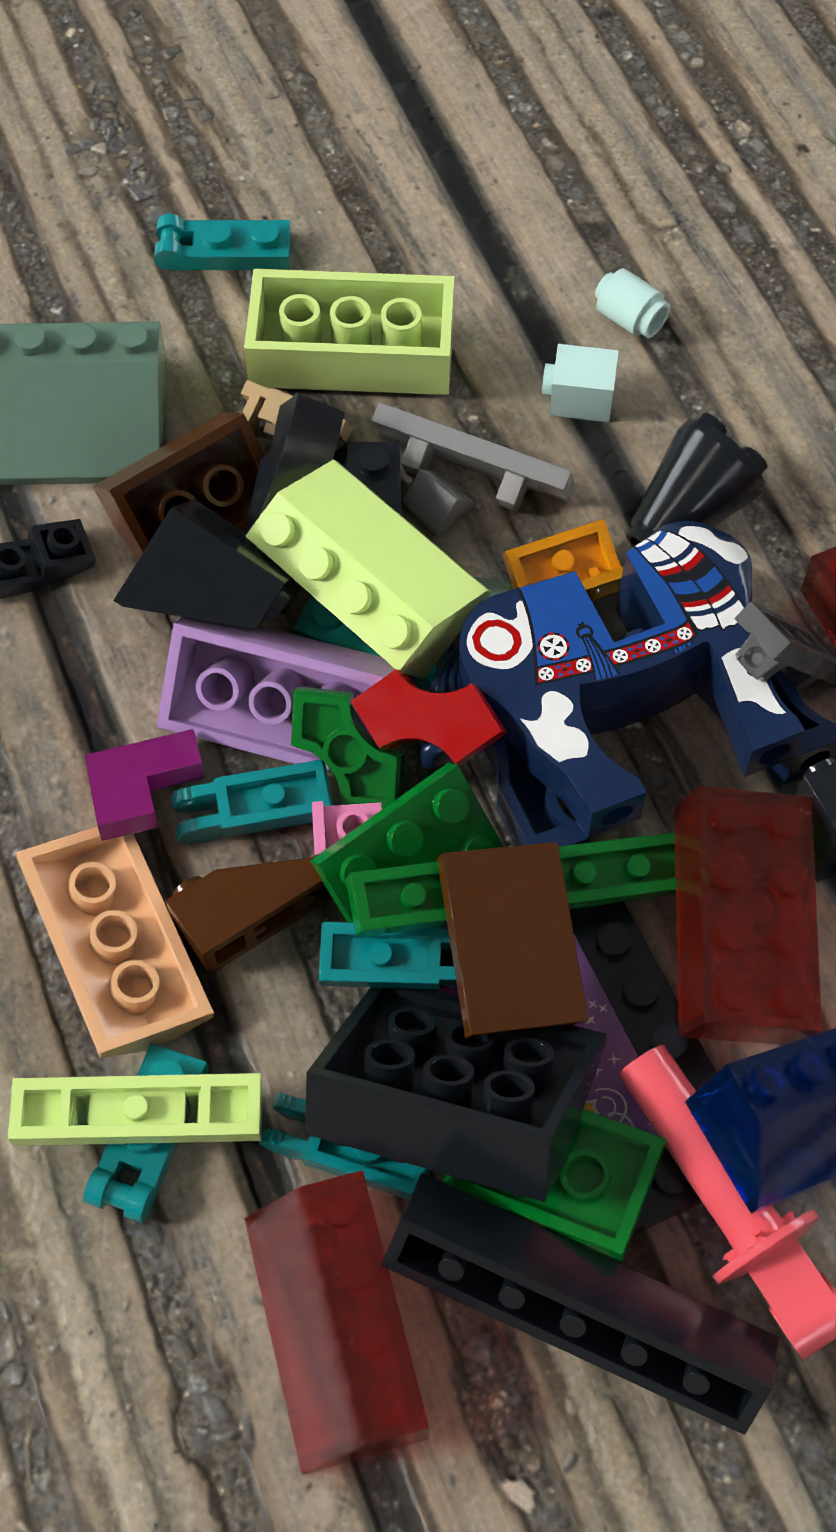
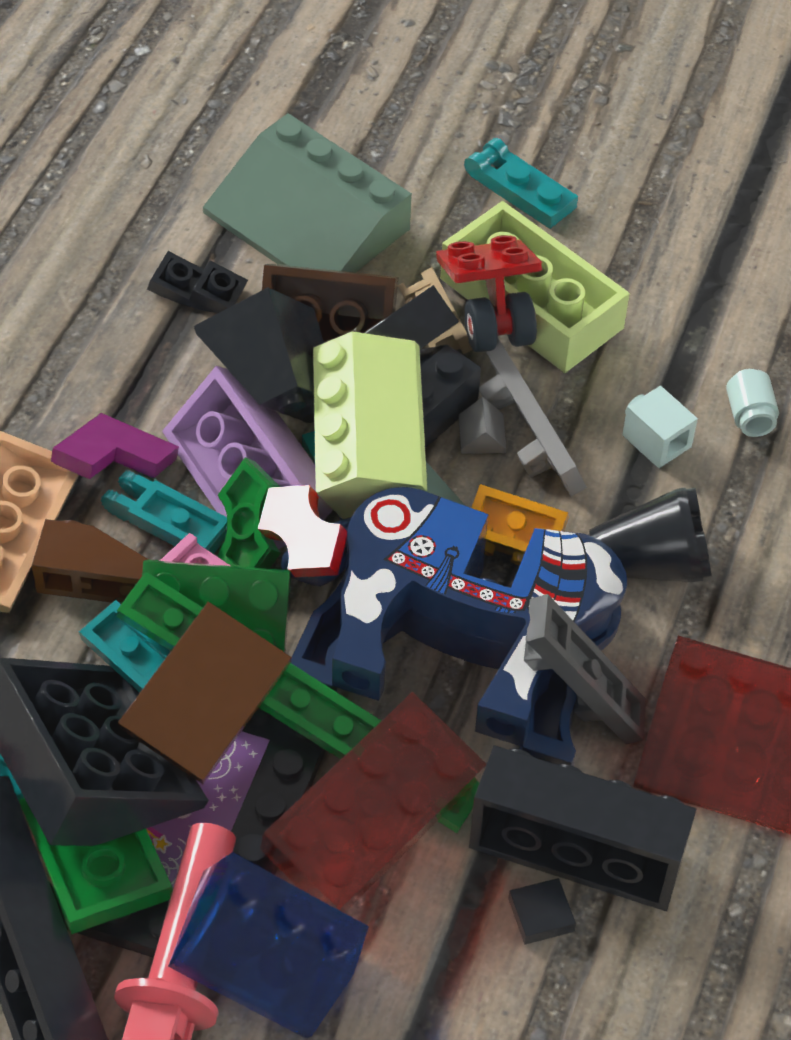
camera: 40 degrees right, 10 degrees down
(328, 334) = (501, 314): none -> red plate

